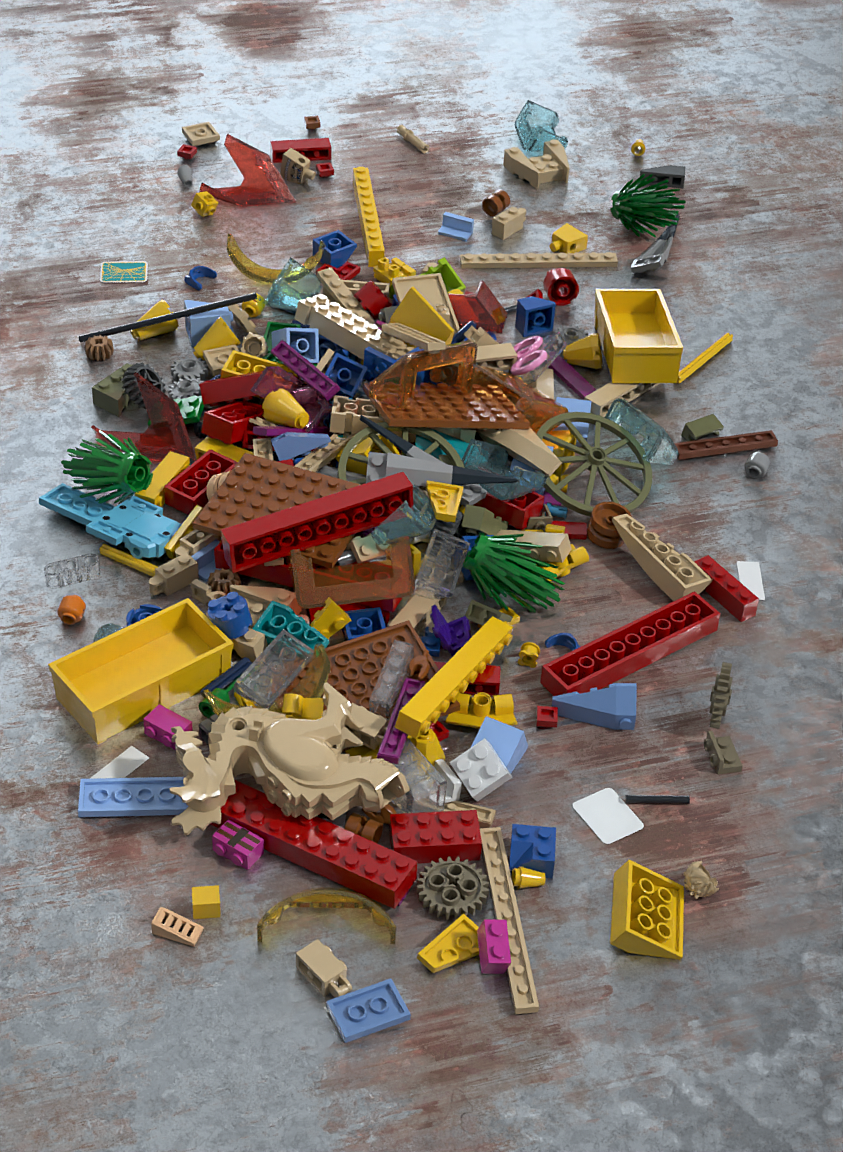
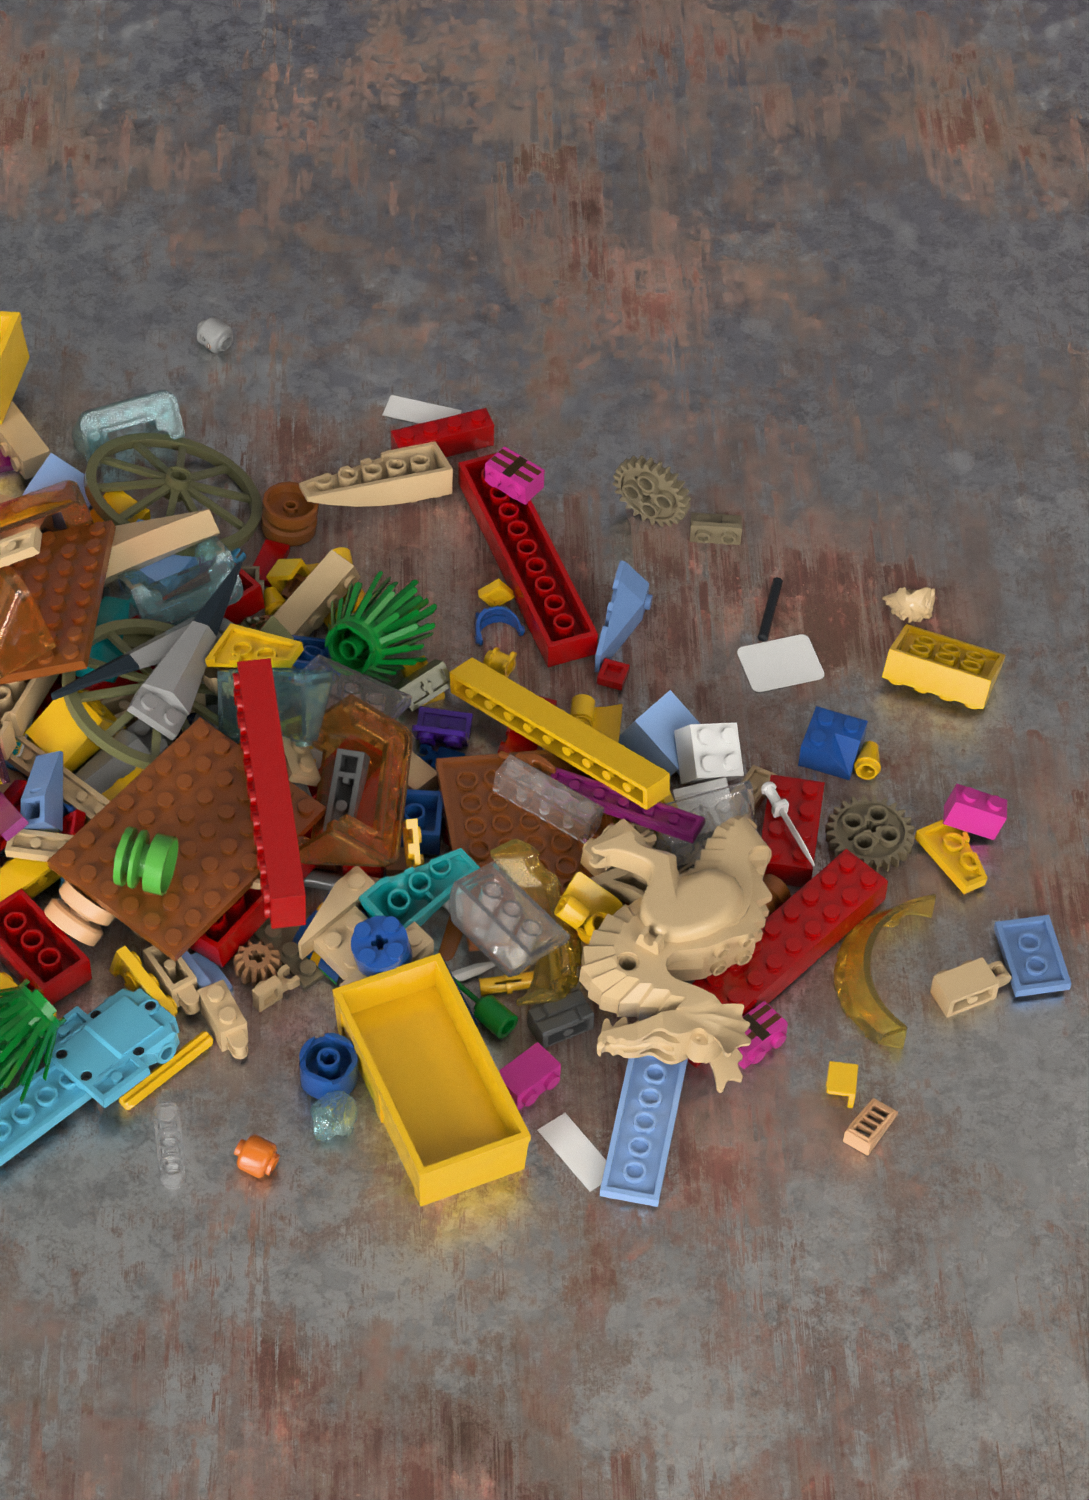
camera: 75 degrees left, 10 degrees up
(243, 480) = (140, 859): none -> bright green wheel
(353, 568) = (346, 784): none -> dark grey slope
(436, 812) = (780, 808): none -> white sword
(506, 908) = (922, 792): tan plate -> none
(587, 635) = (496, 593): none -> yellow tile
(689, 615) = (514, 475): none -> dark pink brick
(702, 427) = (120, 365): olive hinge -> none
(726, 444) = (159, 344): copper plate -> none

